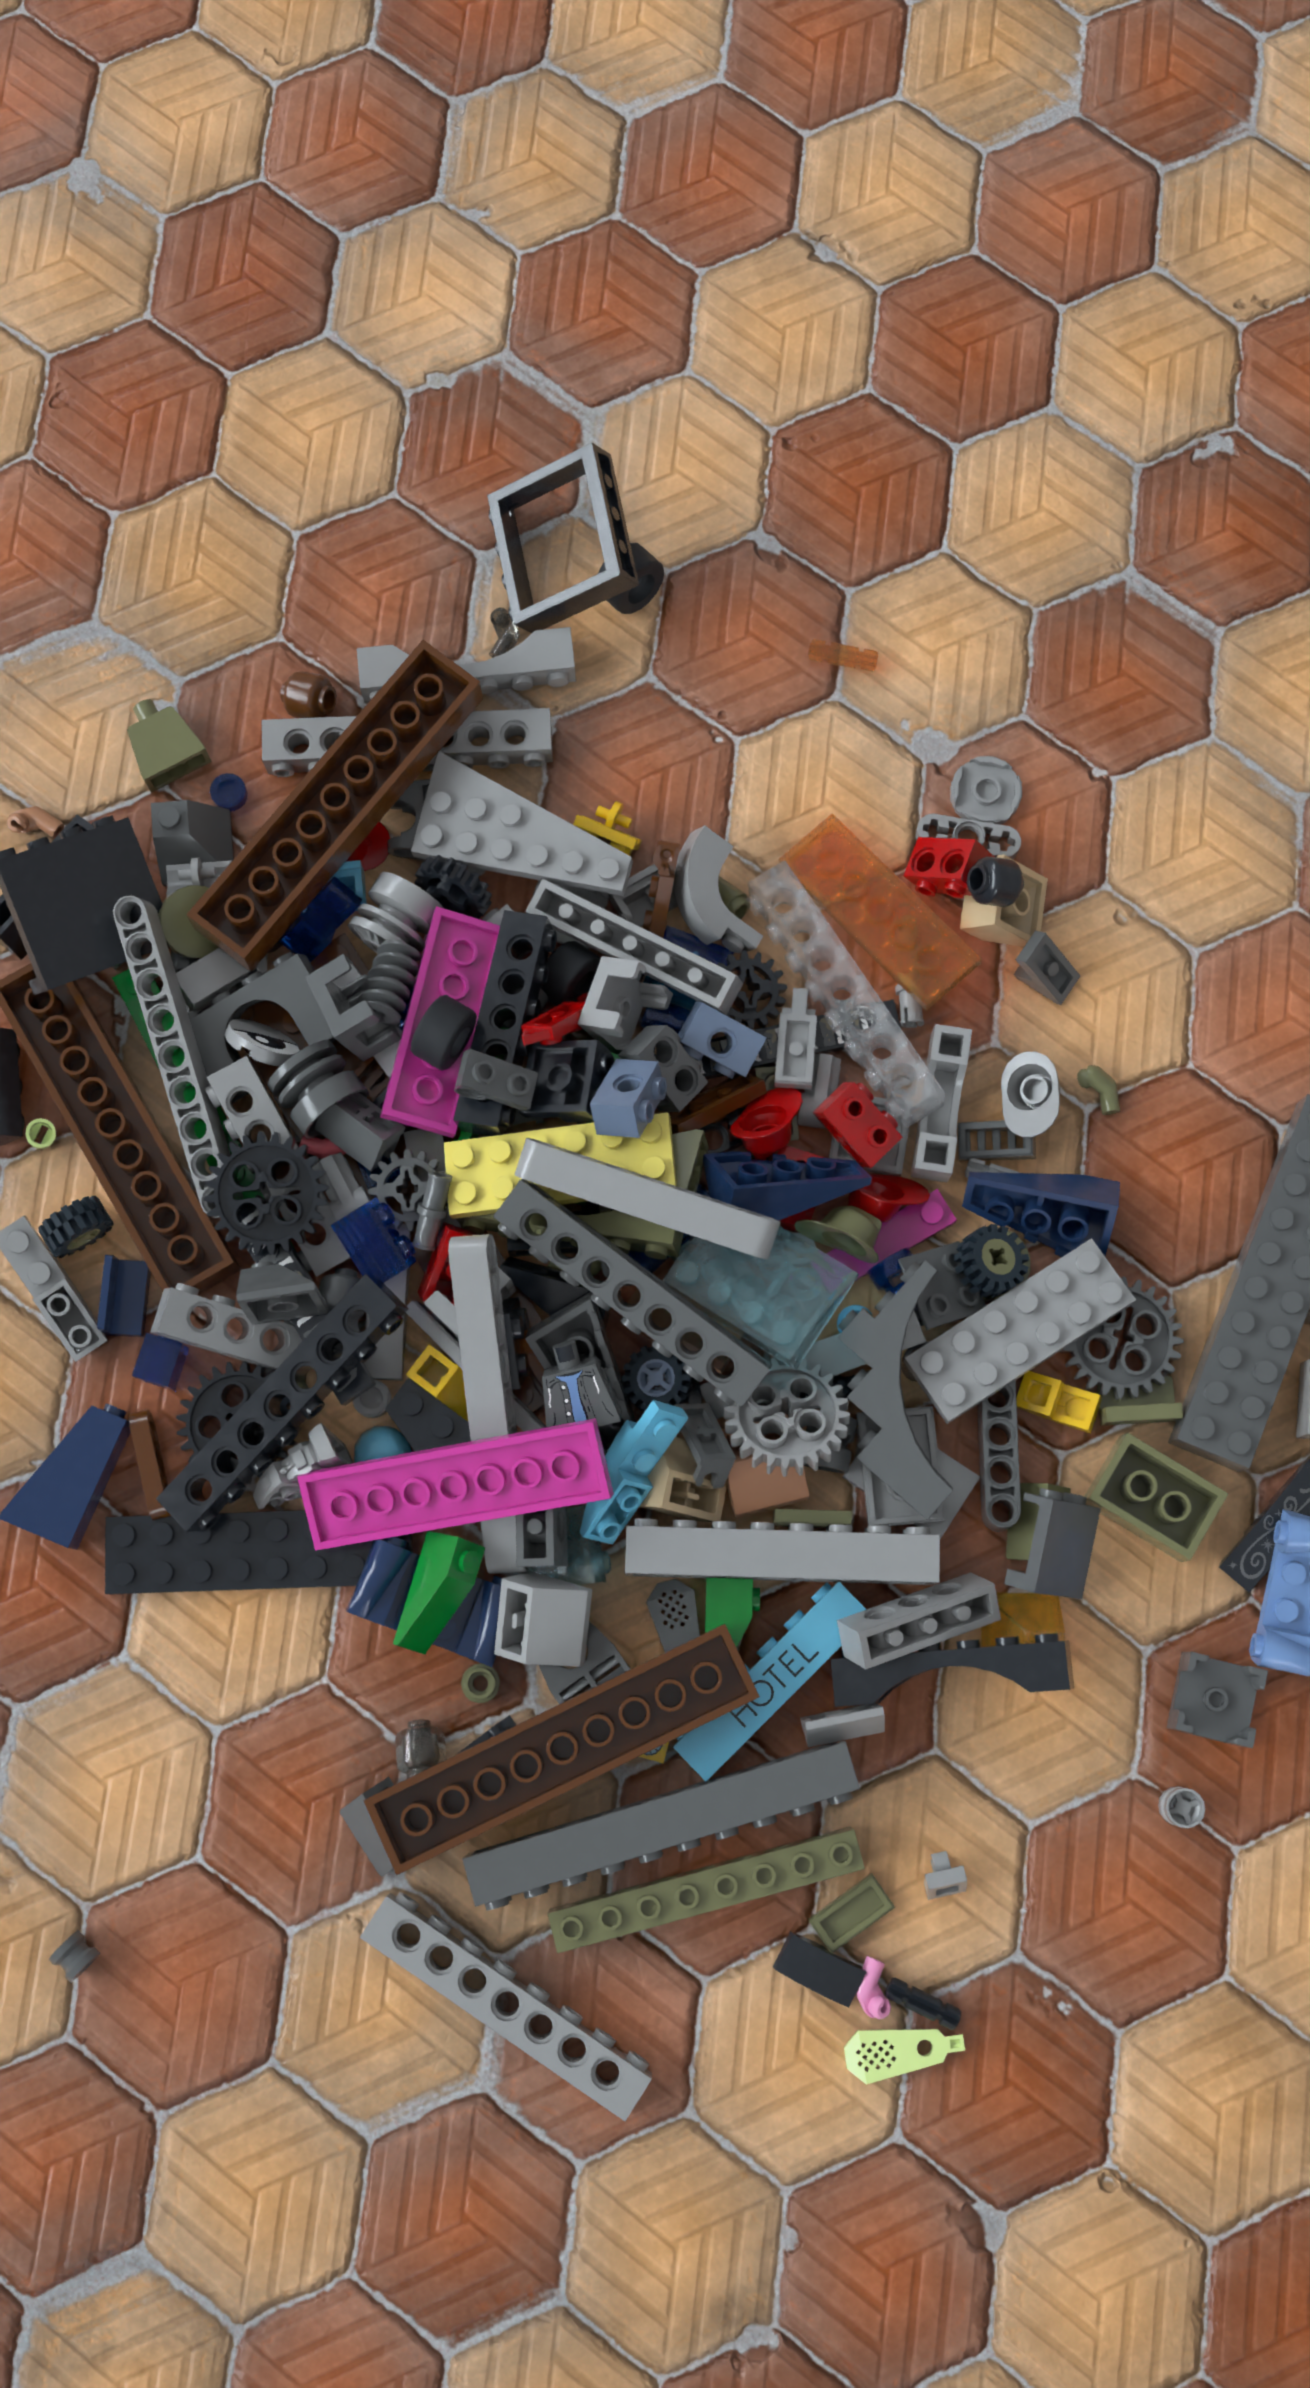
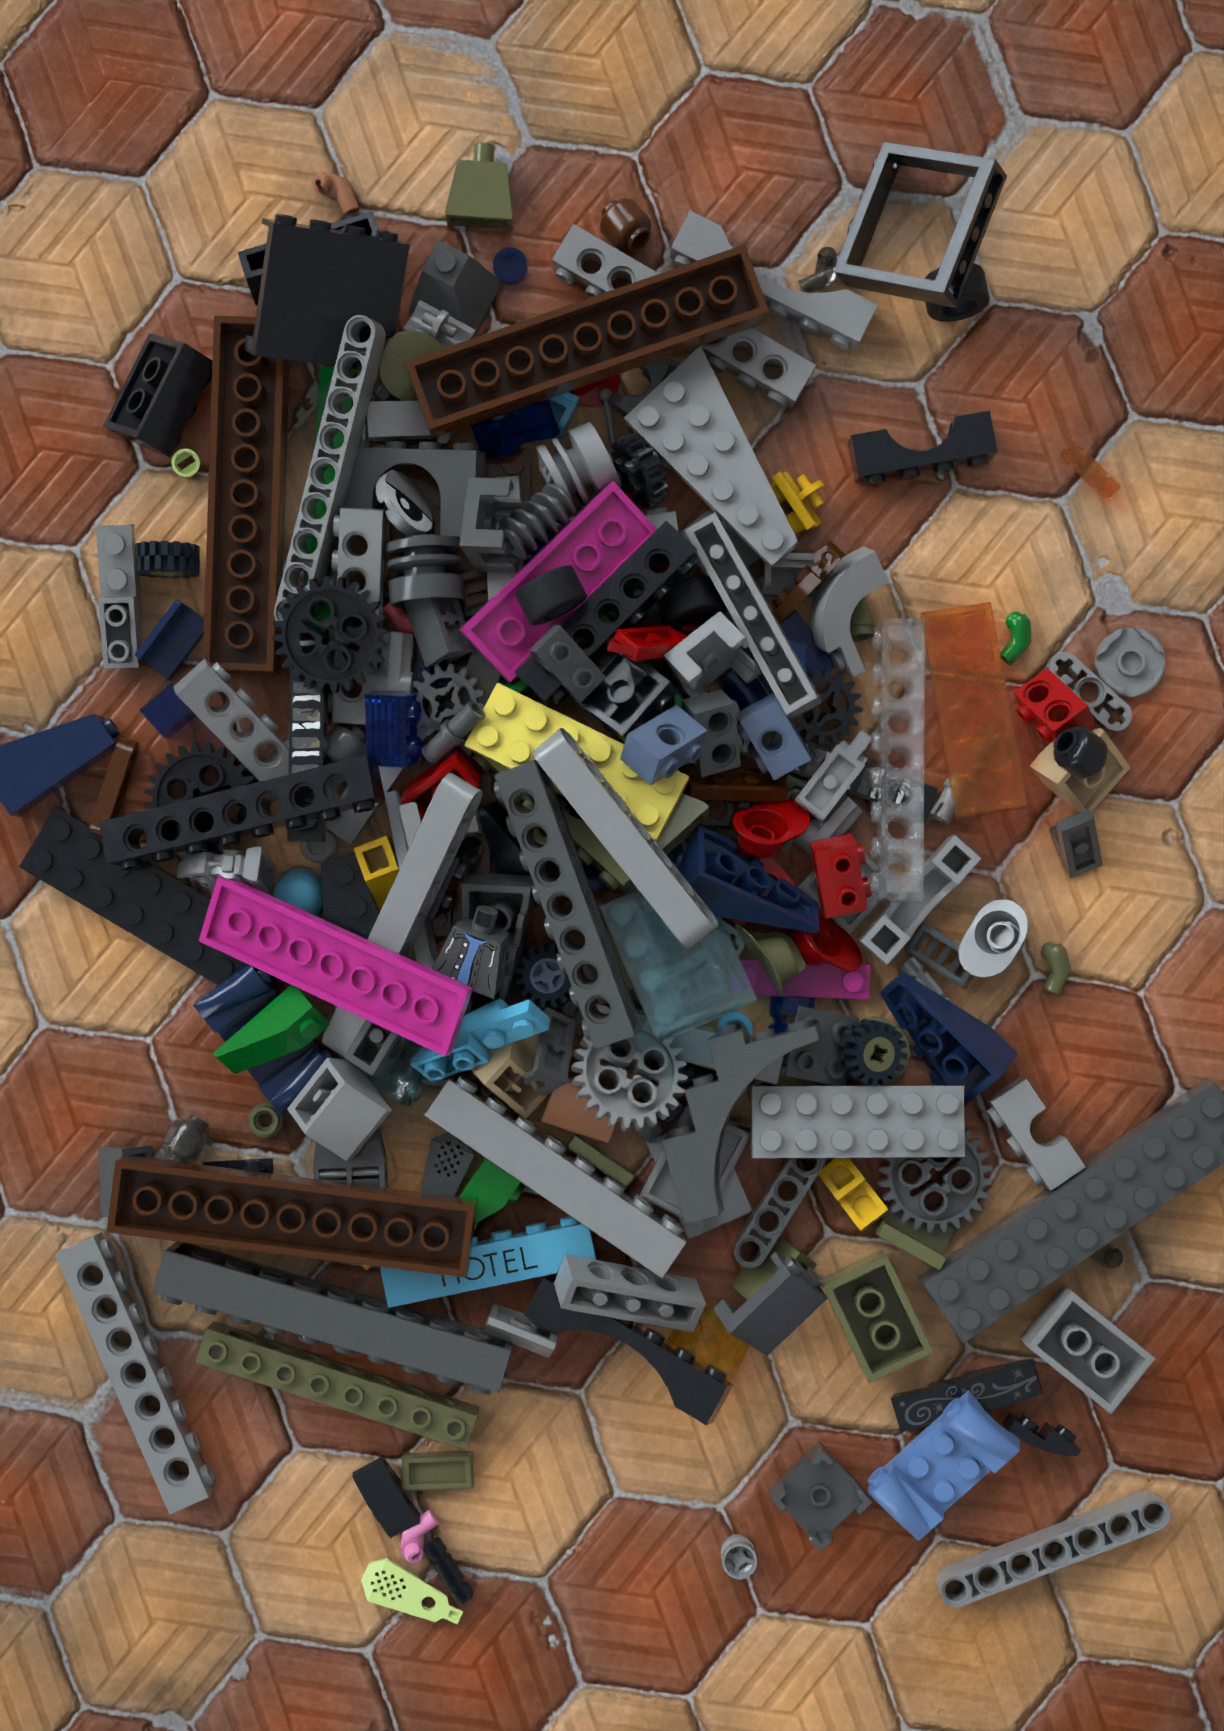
camera: 25 degrees right, 10 degrees up
(277, 1294) = (286, 719): dark grey slope -> none
(381, 849) = (604, 396): none -> light grey hinge
(655, 752) = (879, 456): none -> black arch
(878, 828) = (1020, 637): none -> green arm
(944, 1879) = (523, 1493): light grey tile -> none
(1151, 1236) = (1050, 1161): none -> light grey arch

